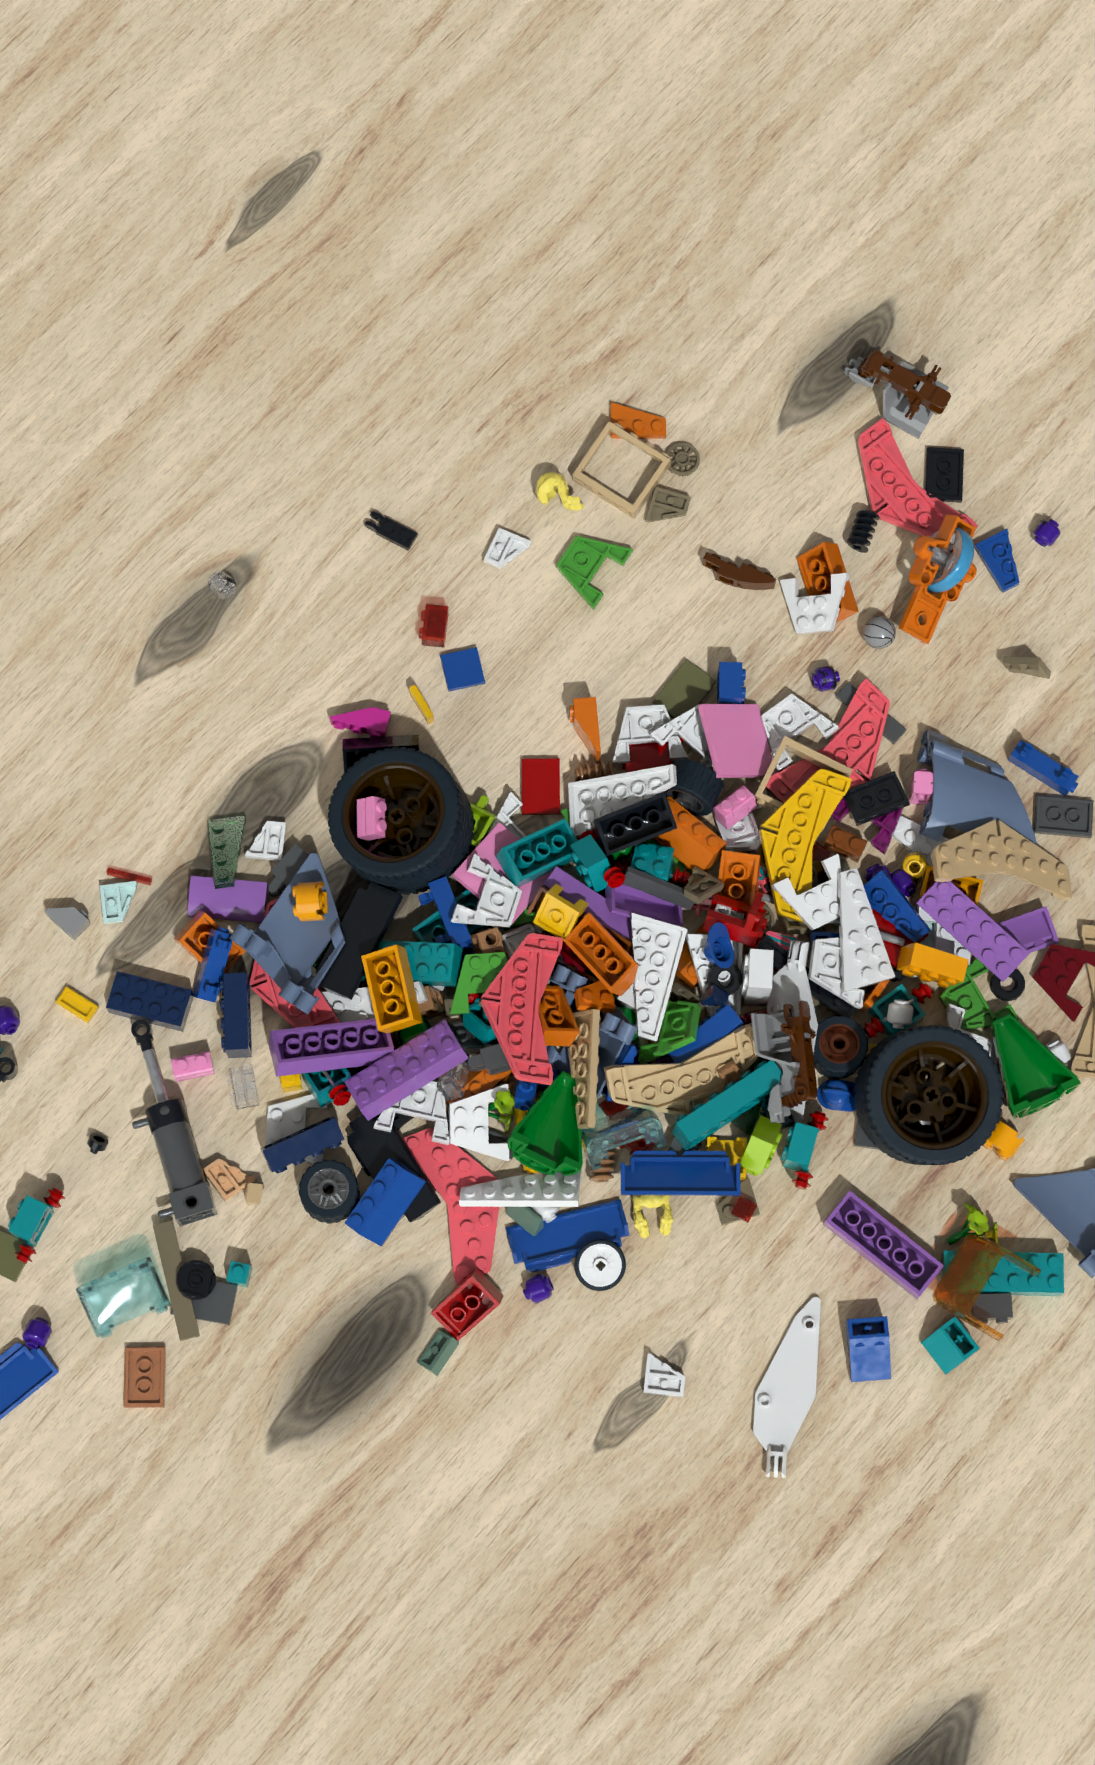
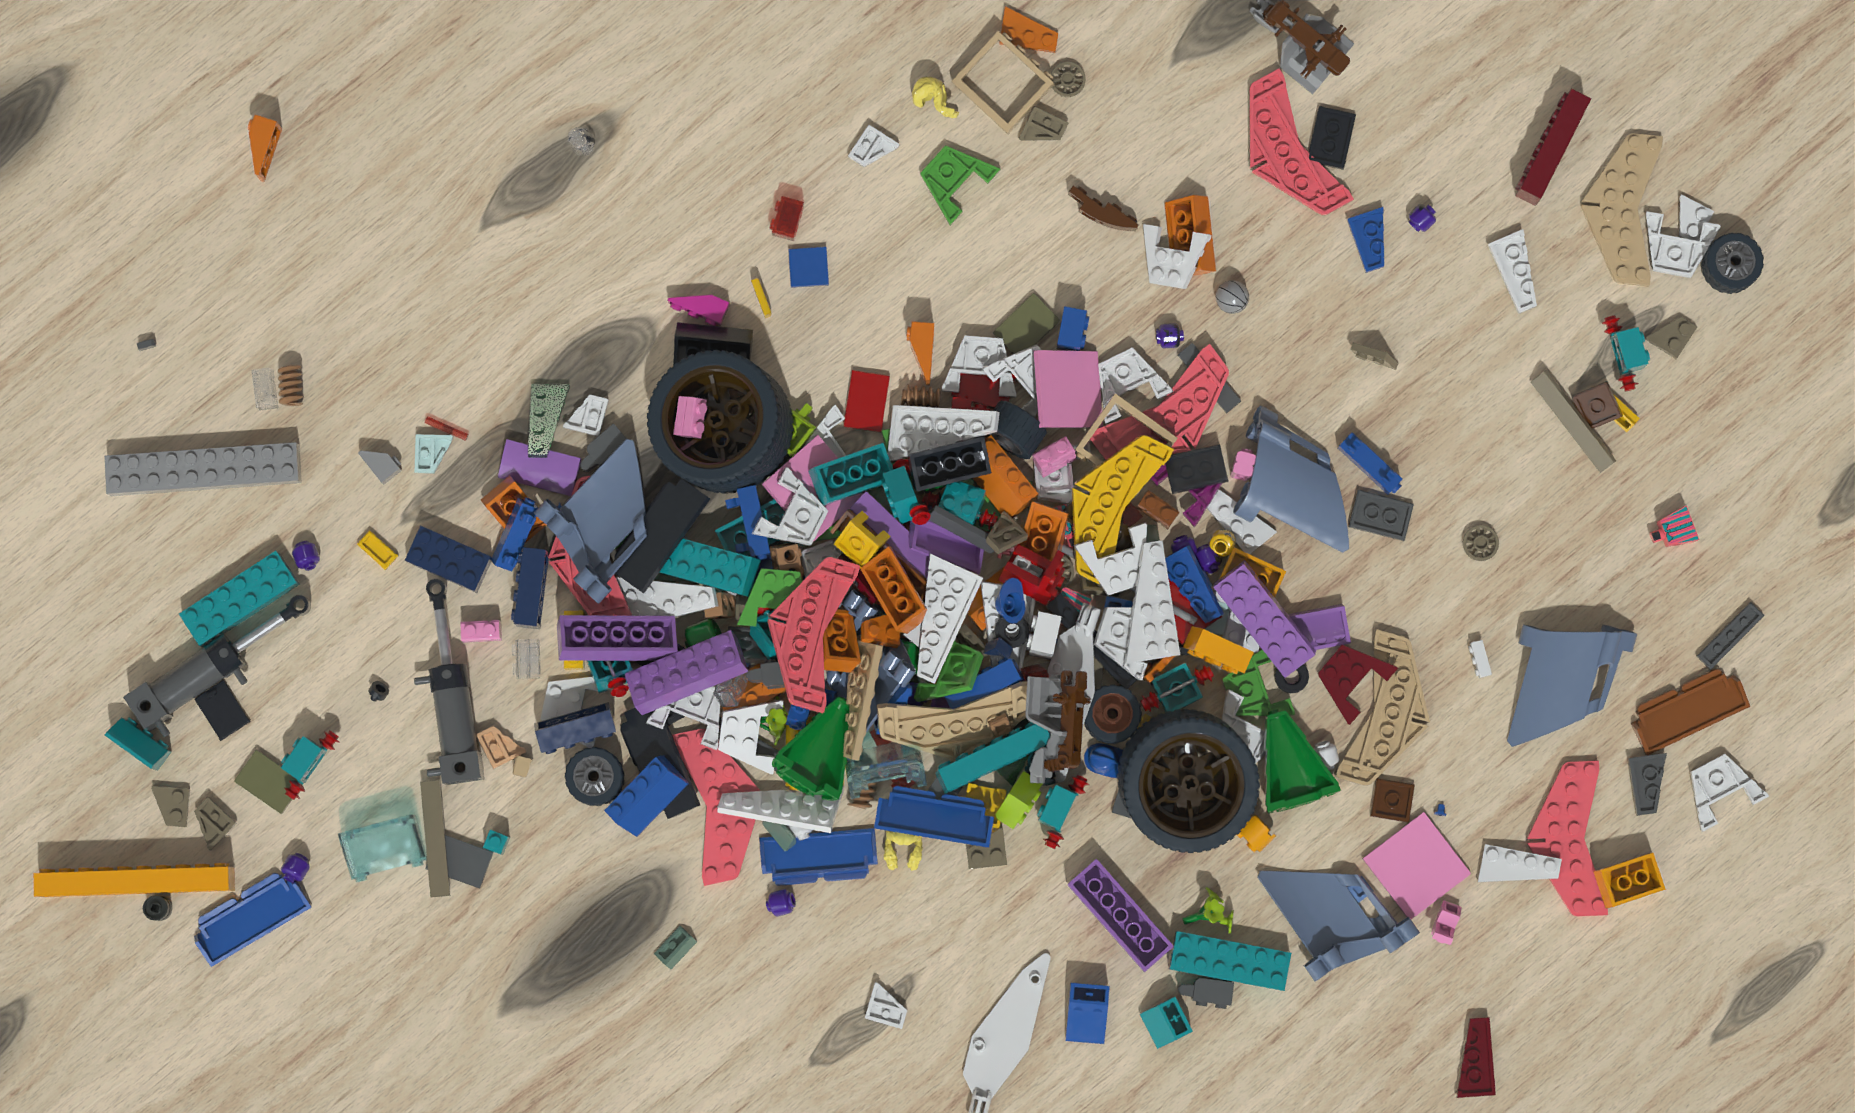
camera: 10 degrees right, 10 degrees up
(144, 1377) = (392, 925): nougat tile -> none
(195, 1280) = (453, 841): black tile -> none
(310, 901) = (618, 489): light orange brick -> none
(391, 989) = (683, 592): light orange brick -> none
(392, 531) = (761, 110): black hinge -> none
(467, 1304) = (710, 907): red slope -> none
(609, 1274) = (835, 880): white wheel -> none
(744, 1209) = (991, 859): clear red tile -> none
(861, 530) = (1235, 186): black piece -> none
(900, 1013) = (1177, 694): white head -> none
(947, 549) = (1314, 223): orange piece -> none
(968, 1276) = (1194, 961): clear orange windscreen -> none
(1002, 851) = (1306, 544): tan wing -> none

